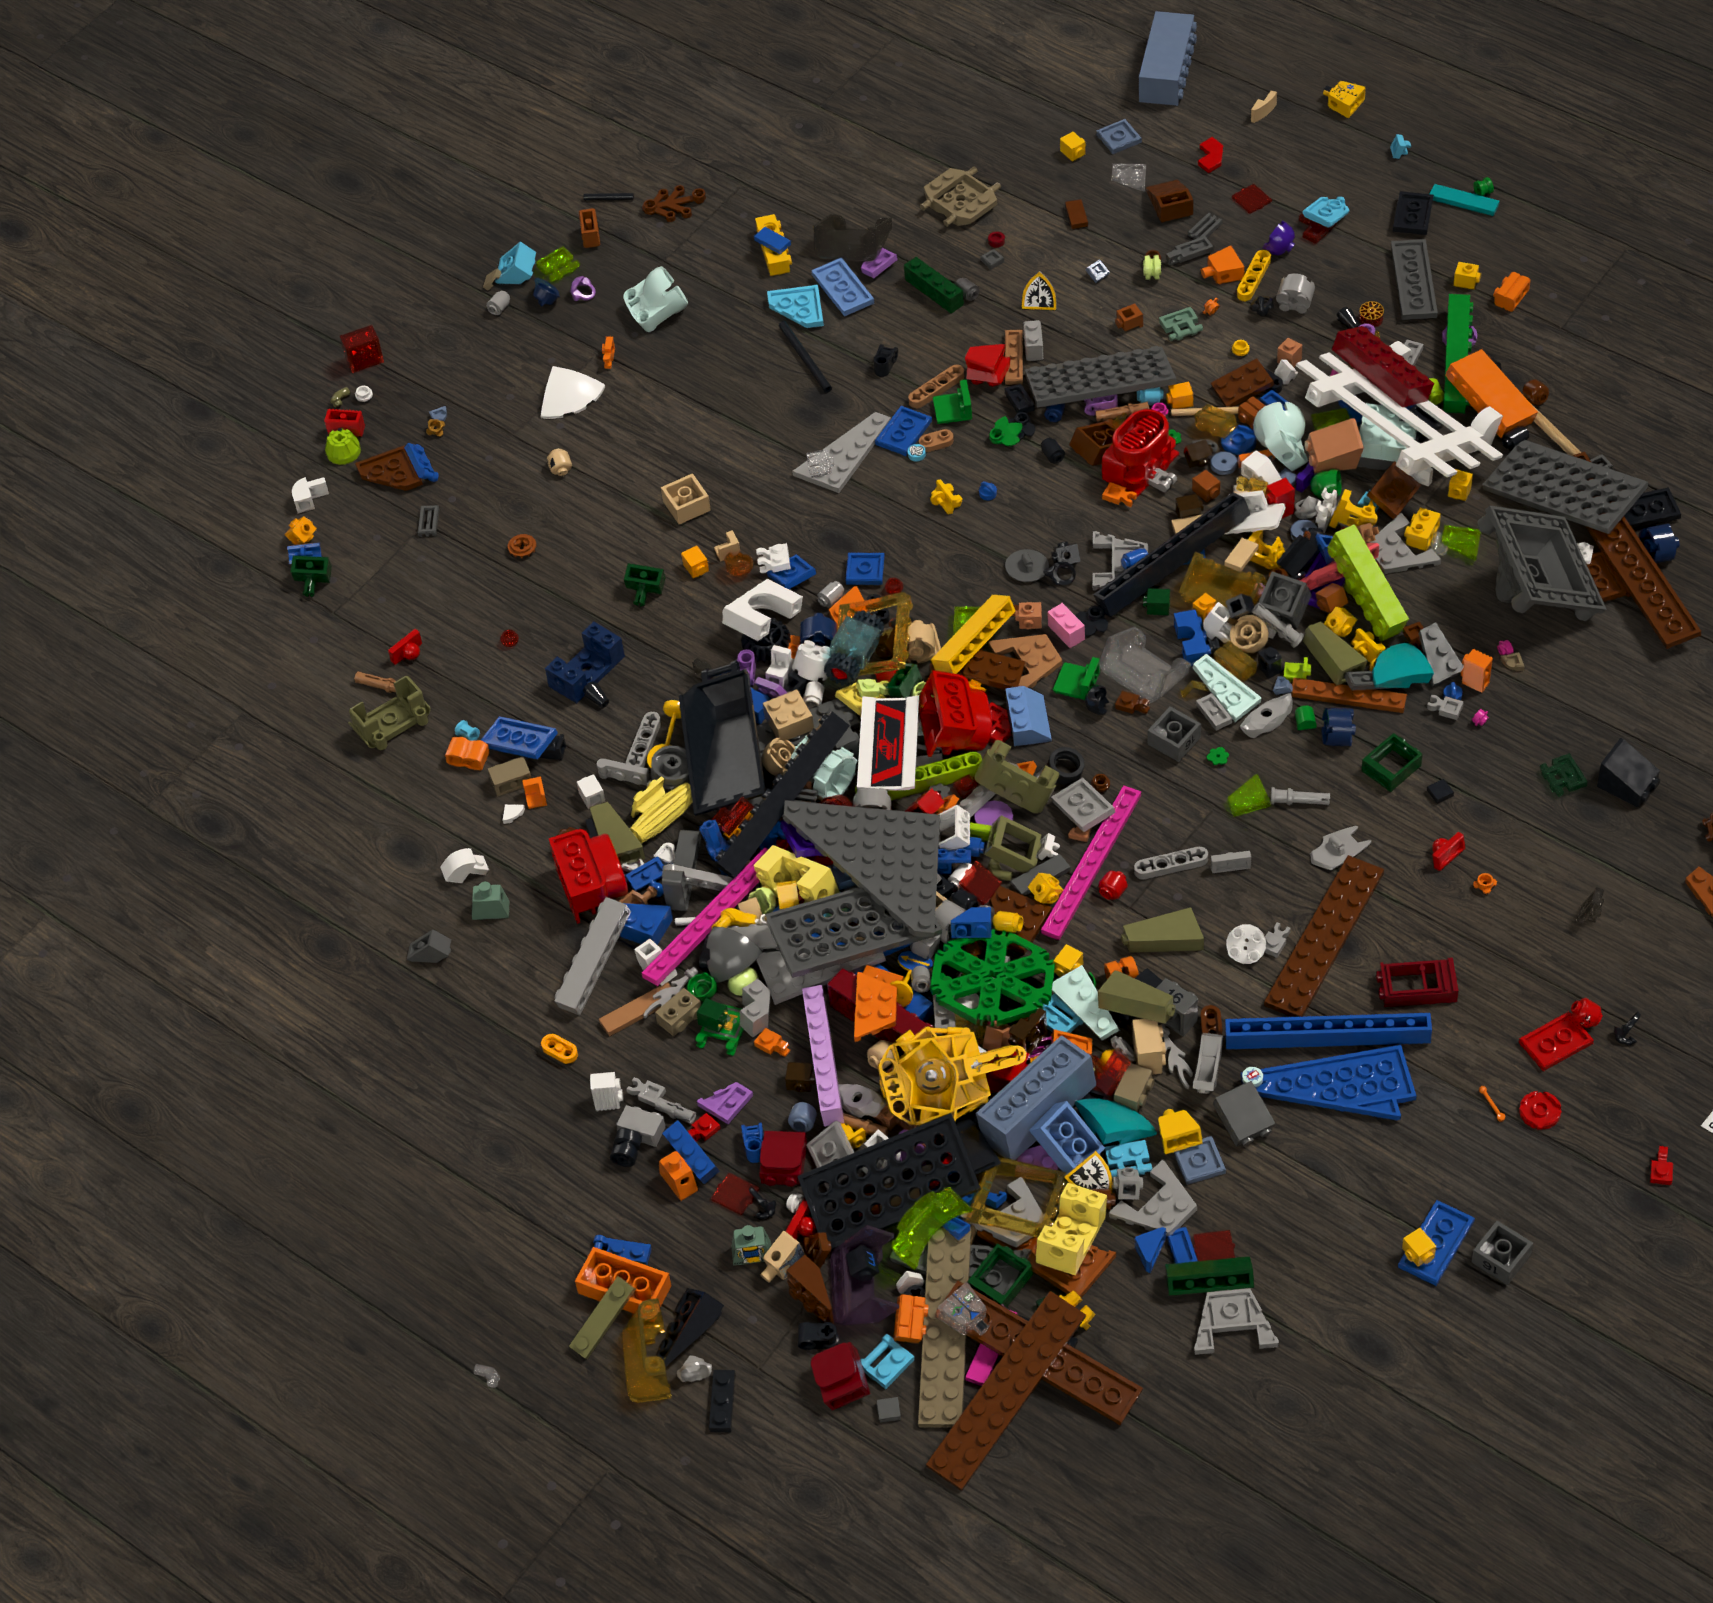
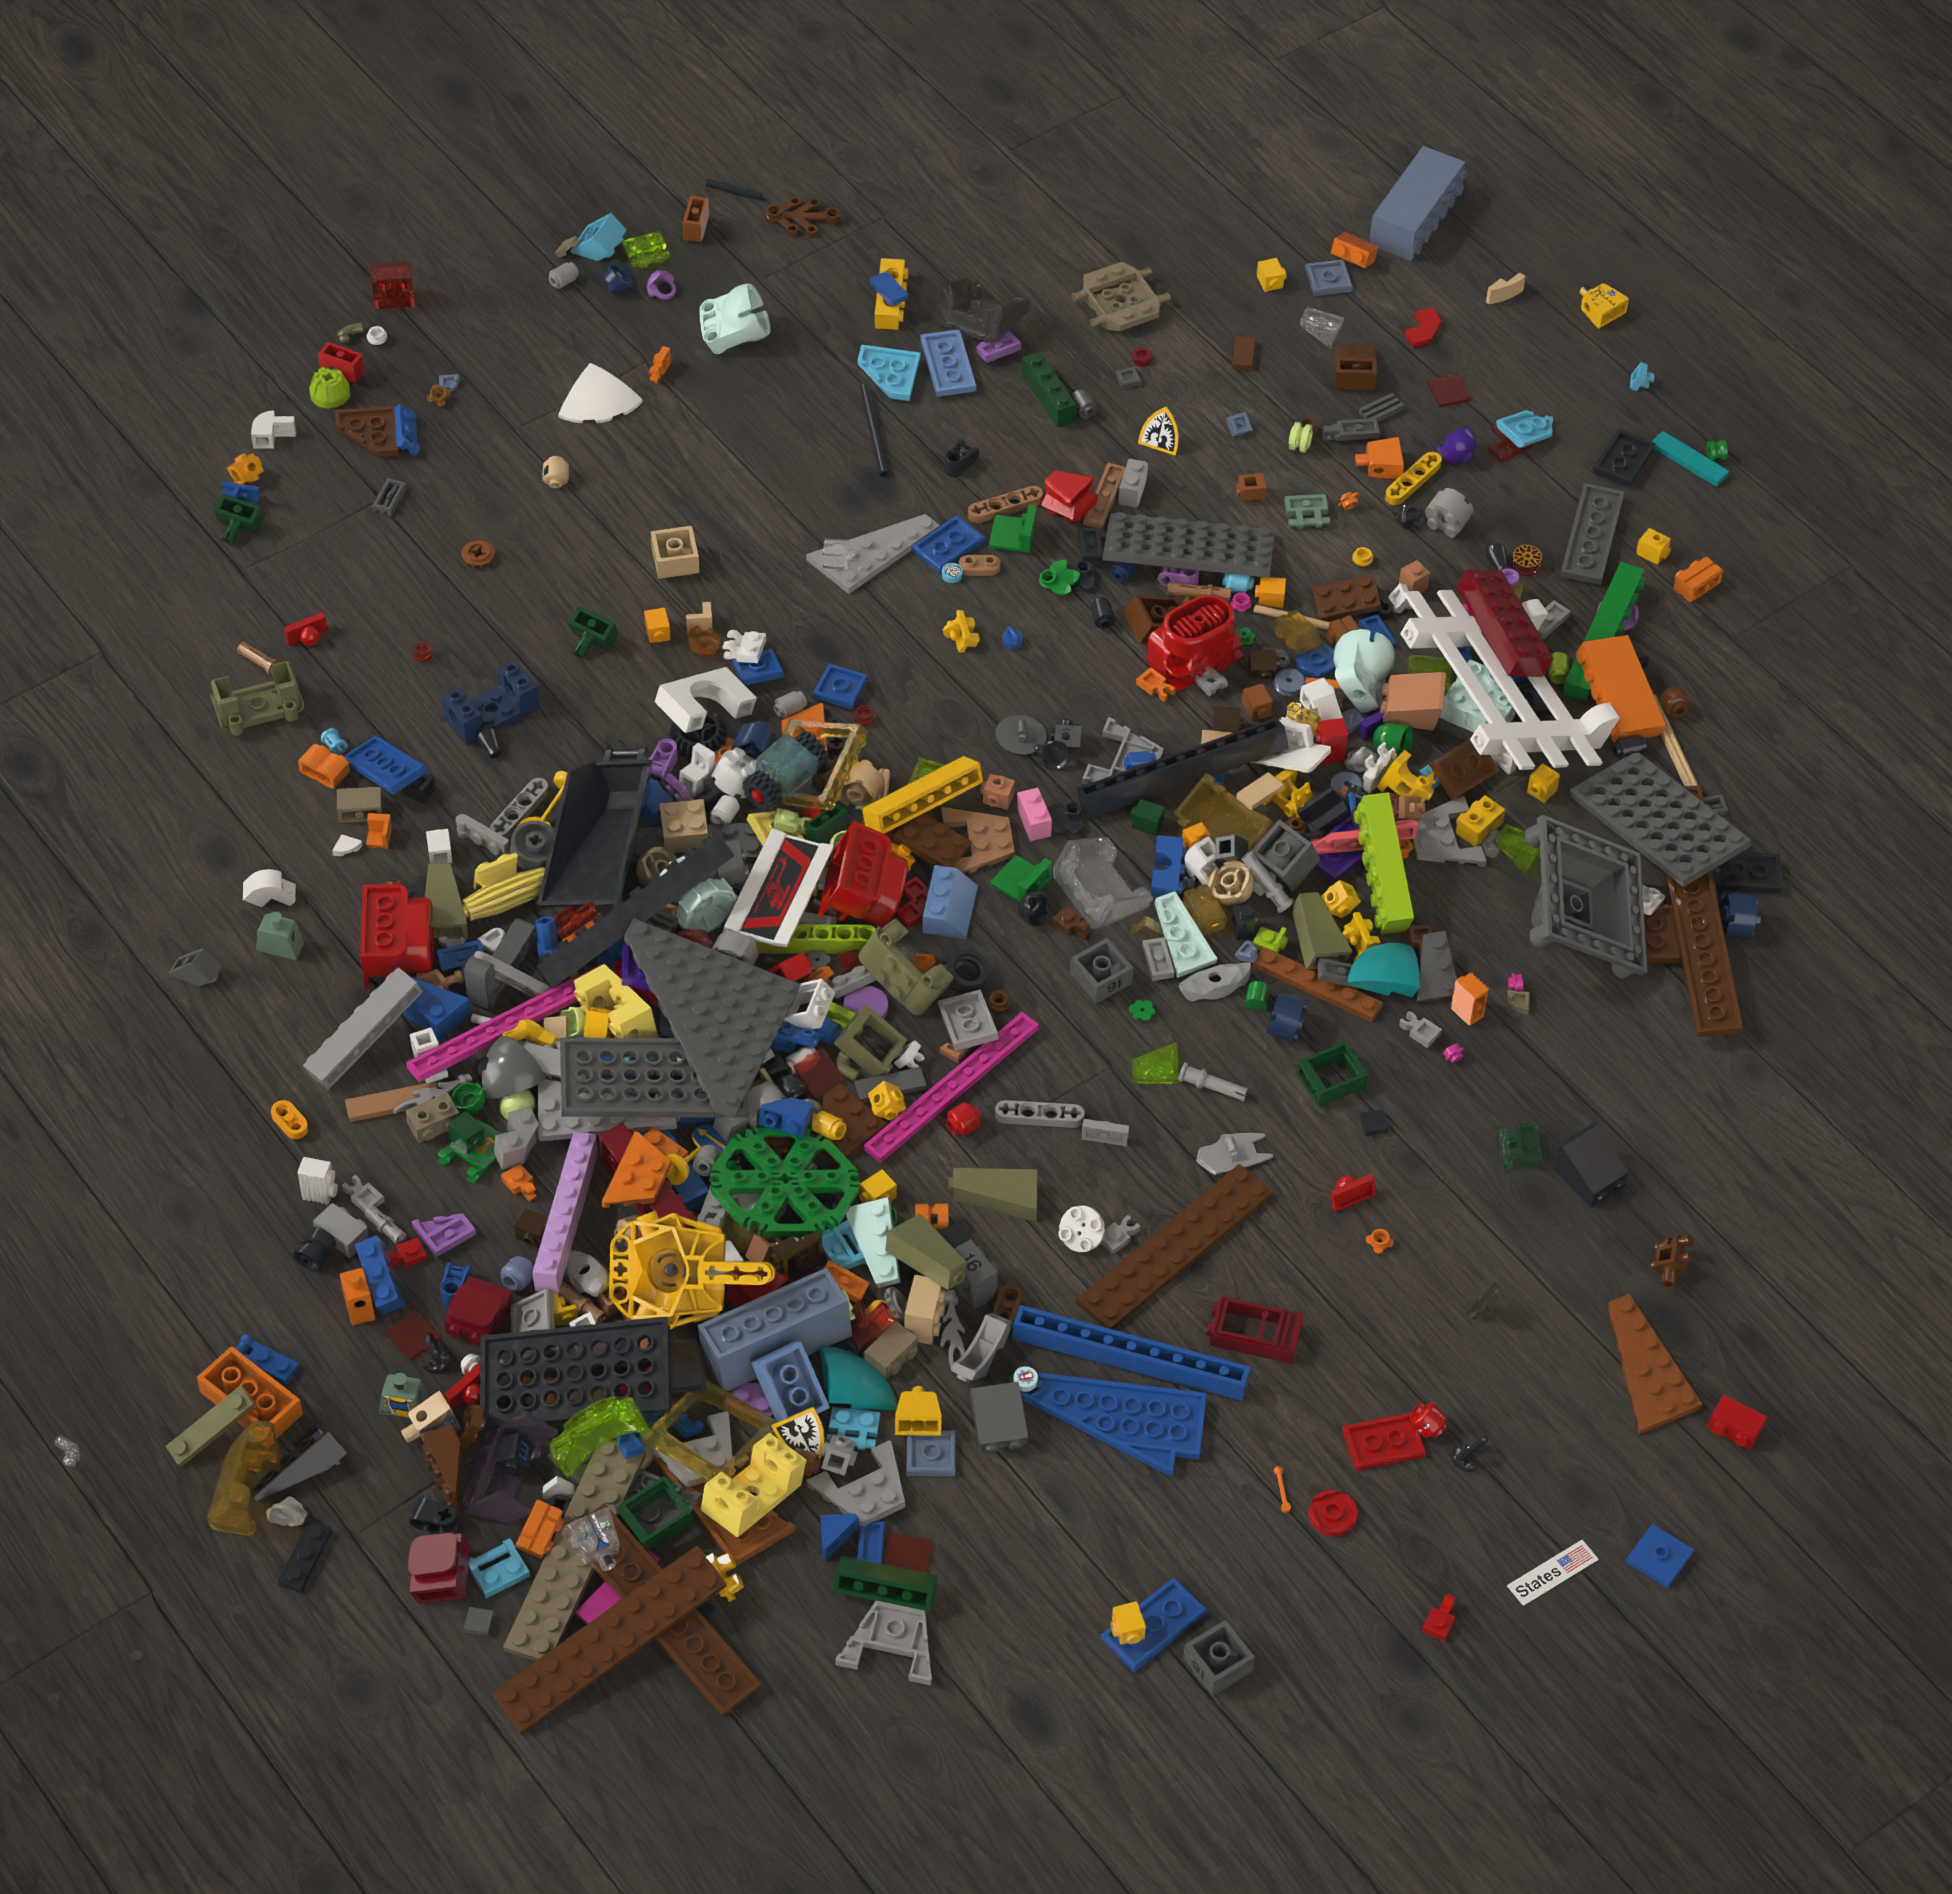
camera: 10 degrees right, 0 degrees up
(1131, 108) = (1354, 250): none -> orange brick
(1331, 597) = (1338, 868): dark orange brick -> none
(1453, 691) = (1436, 1015): blue tile -> none

